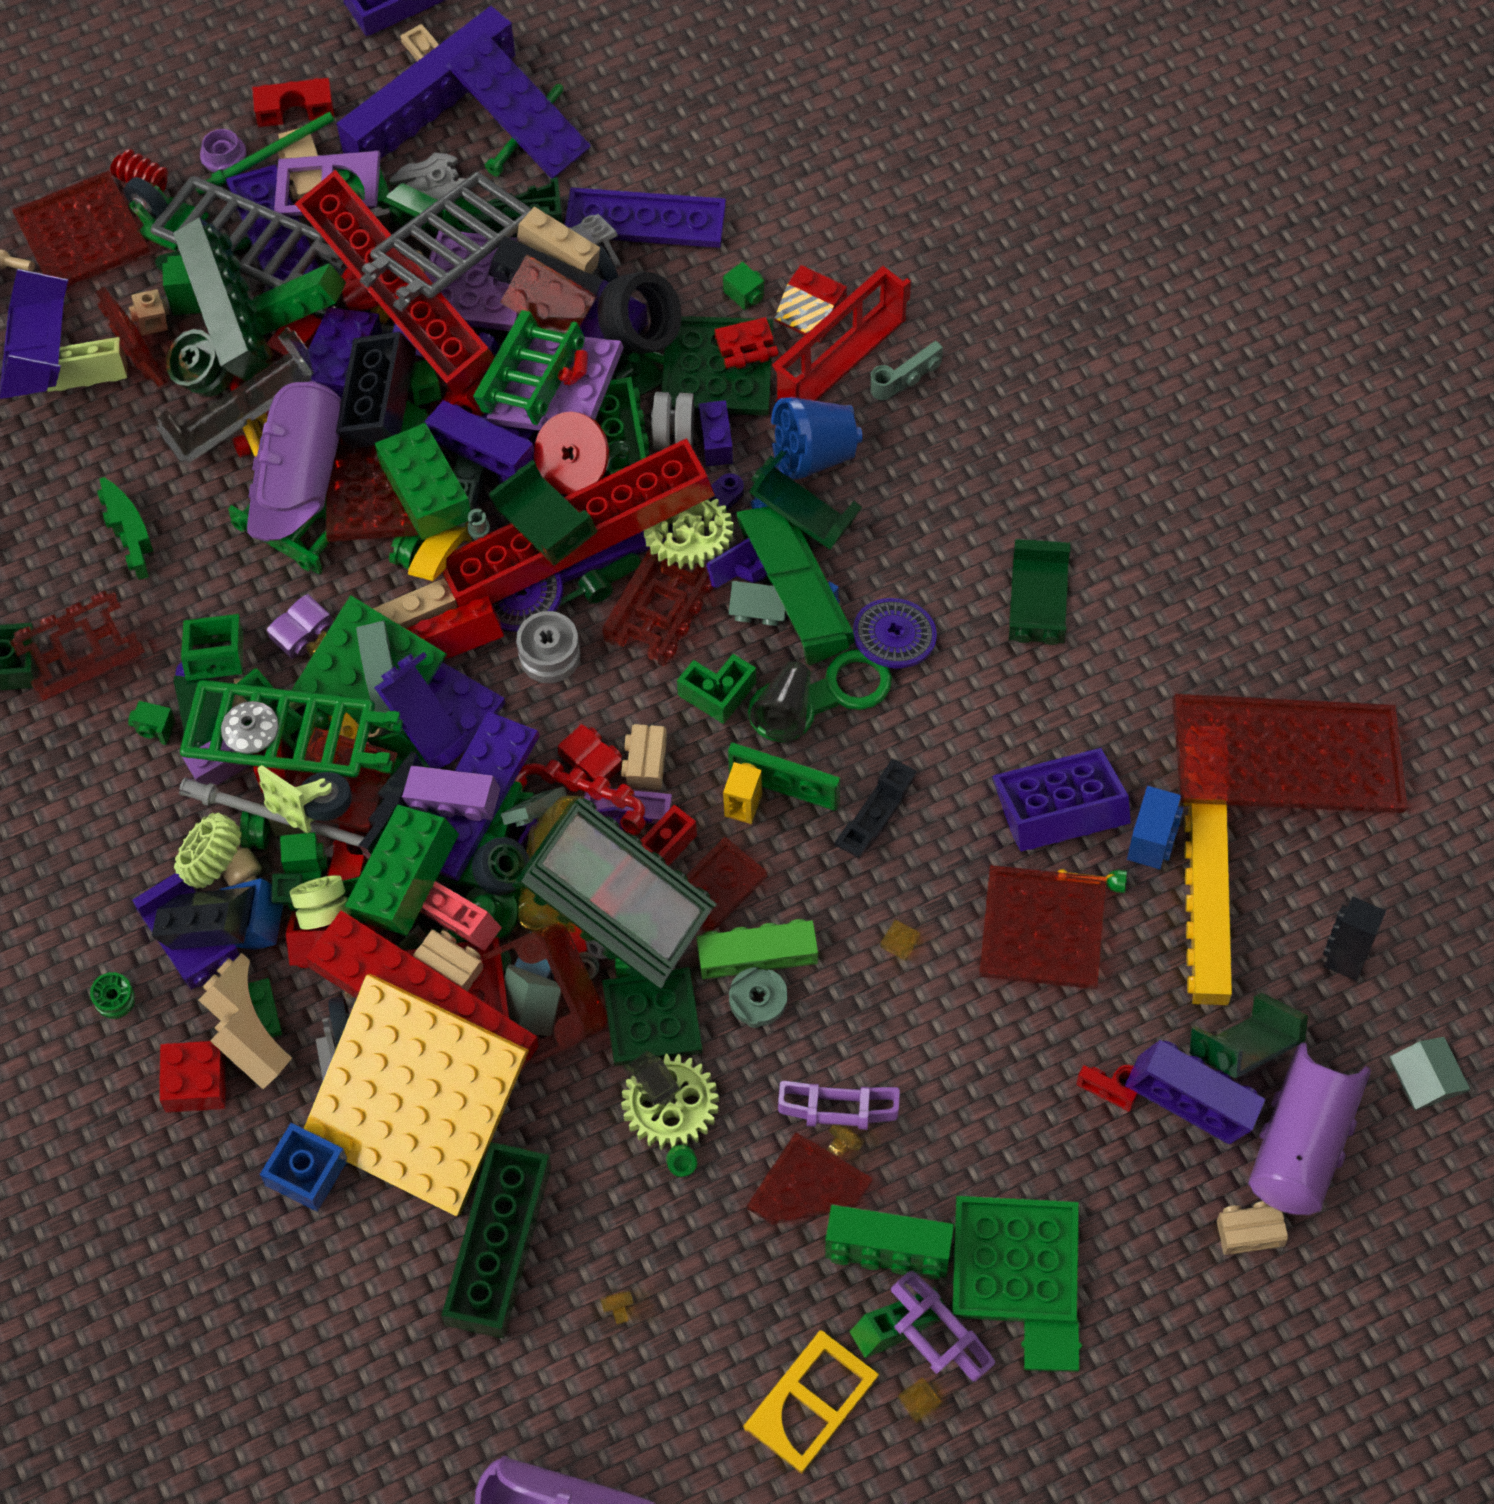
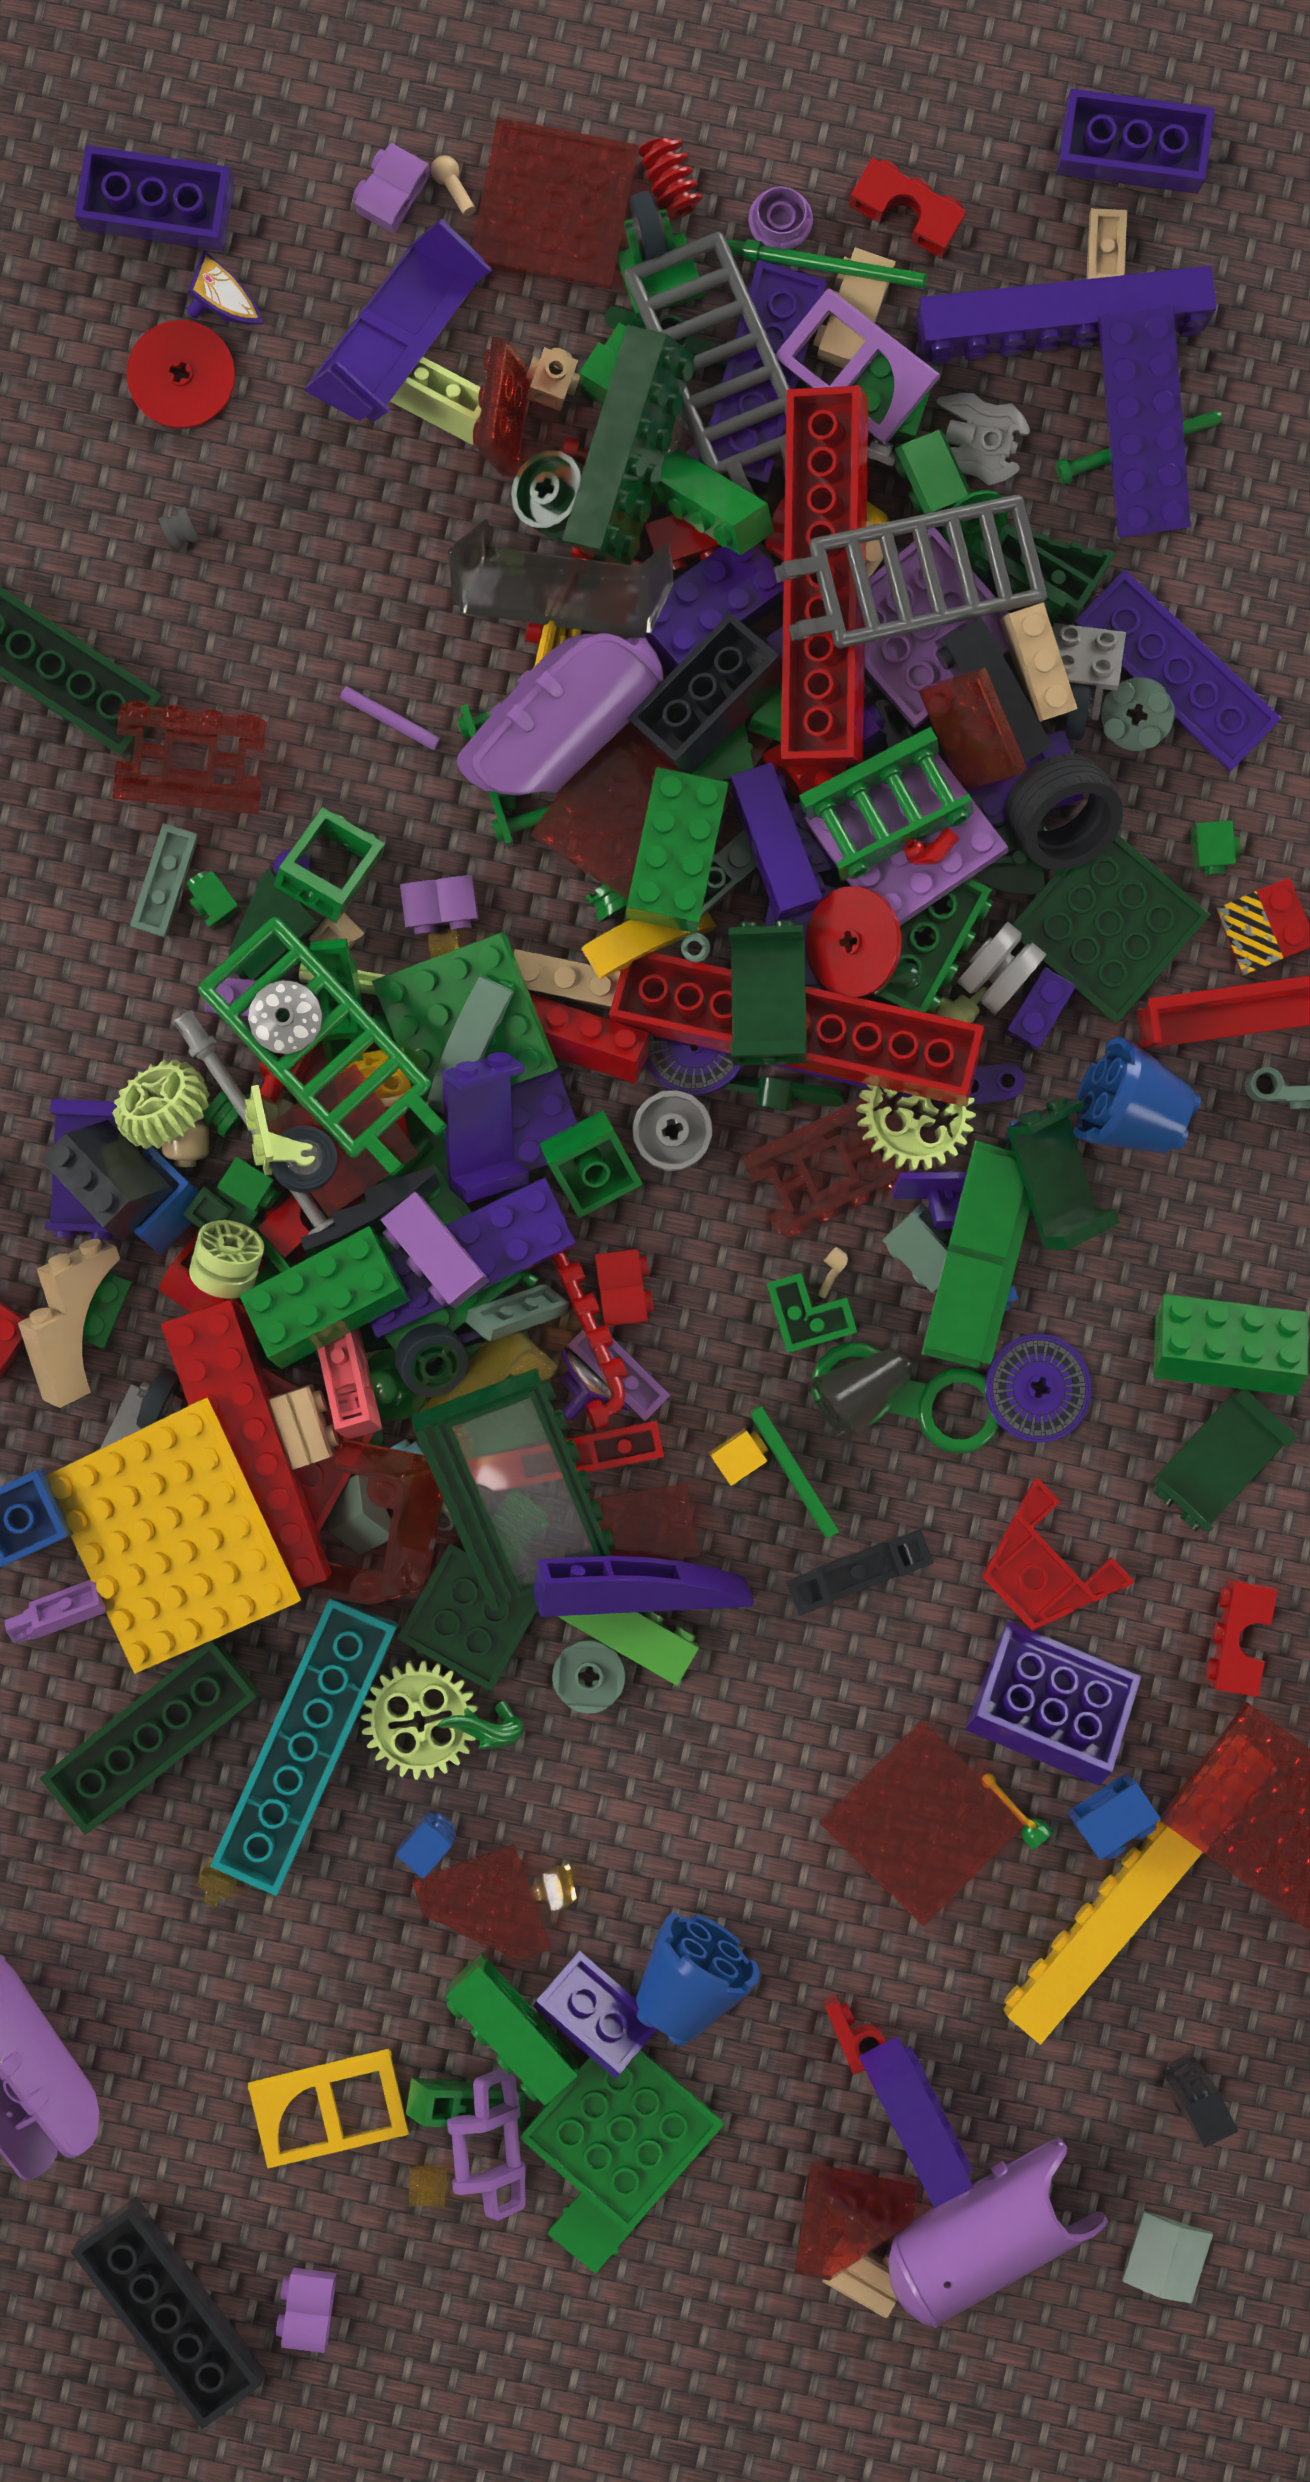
camera: 30 degrees right, 25 degrees up
(112, 734) = (164, 880): none -> sand green plate
(127, 524) = (350, 624): green slope -> none
(189, 553) = (390, 718): none -> medium lavender bar
(372, 1215) = (56, 1612): none -> medium lavender hinge
(512, 691) = (590, 1164): none -> green brick
(606, 1170) = (304, 1745): none -> teal brick
(641, 235) = (1155, 702): none -> sand green plate
(646, 756) = (677, 1331): tan brick -> none
(652, 1078) = (412, 1694): clear smoke slope -> none
(681, 1160) = (385, 1787): green tile -> none
(711, 650) = (837, 1261): none -> tan hand
(720, 1069) = (489, 1734): none -> green piece
(734, 910) = (633, 1585): none -> dark purple slope
(736, 1167) = (427, 1843): none -> blue brick
(745, 337) = (1159, 916): red plate -> none
(816, 1092) = (609, 1855): medium lavender bar -> none
(900, 940) = (774, 1723): clear yellow tile -> none
(936, 1190) = (595, 2014): none -> plate
(978, 1120) = (692, 1977): none -> blue cone
(983, 736) = (1033, 1575): none -> red wing
(986, 522) = (1231, 1345): none -> green brick
(1148, 698) = (1242, 1605): none -> red arch
(1207, 1194) = (848, 2218): none -> clear red plate
(1253, 1042) = (1015, 2110): dark green panel -> none

